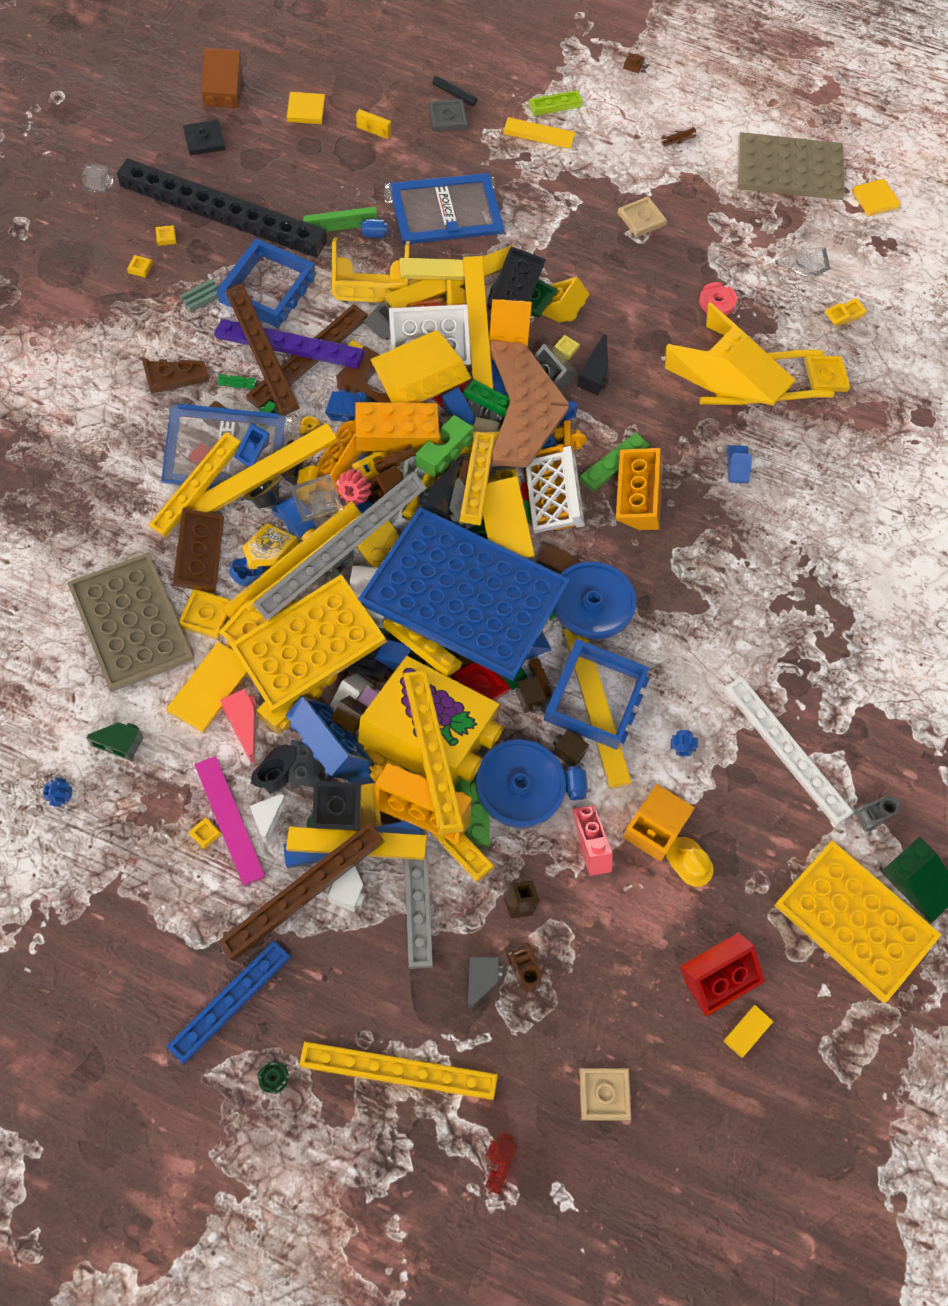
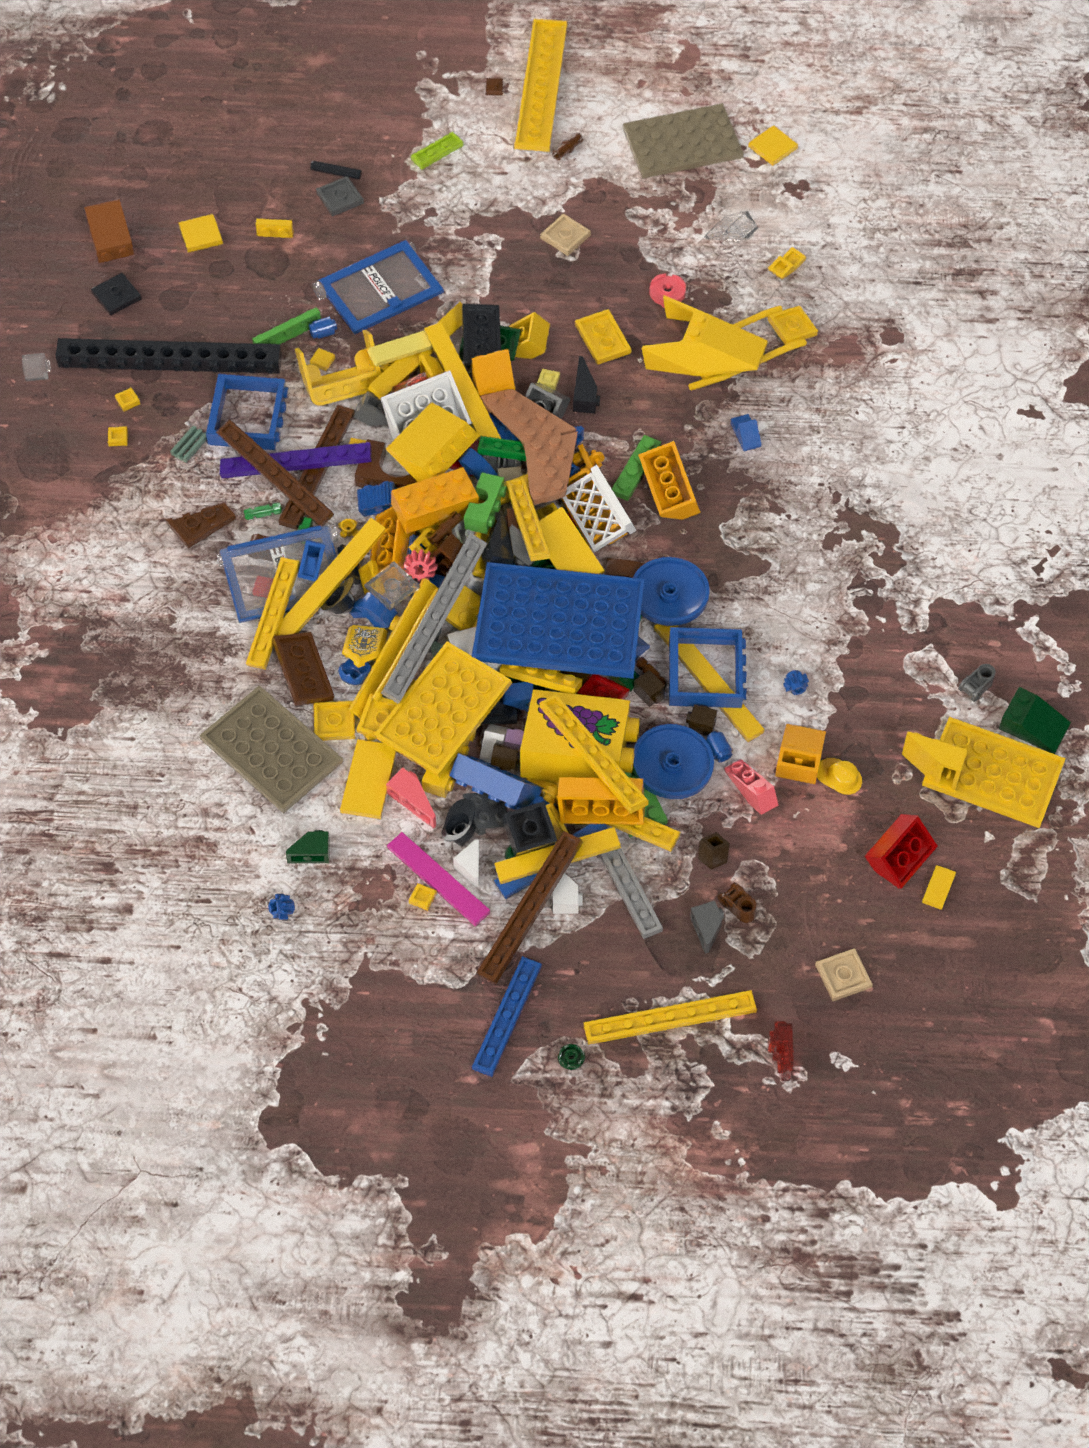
camera: 15 degrees left, 5 degrees down
(361, 257) = (322, 359): none -> yellow tile
(539, 133) = (434, 185): yellow tile -> none
(636, 324) = (603, 336): none -> yellow plate
(677, 75) = (541, 85): none -> yellow plate
(789, 751) = (885, 659): white tile -> none
(799, 889) = (935, 759): none -> yellow slope

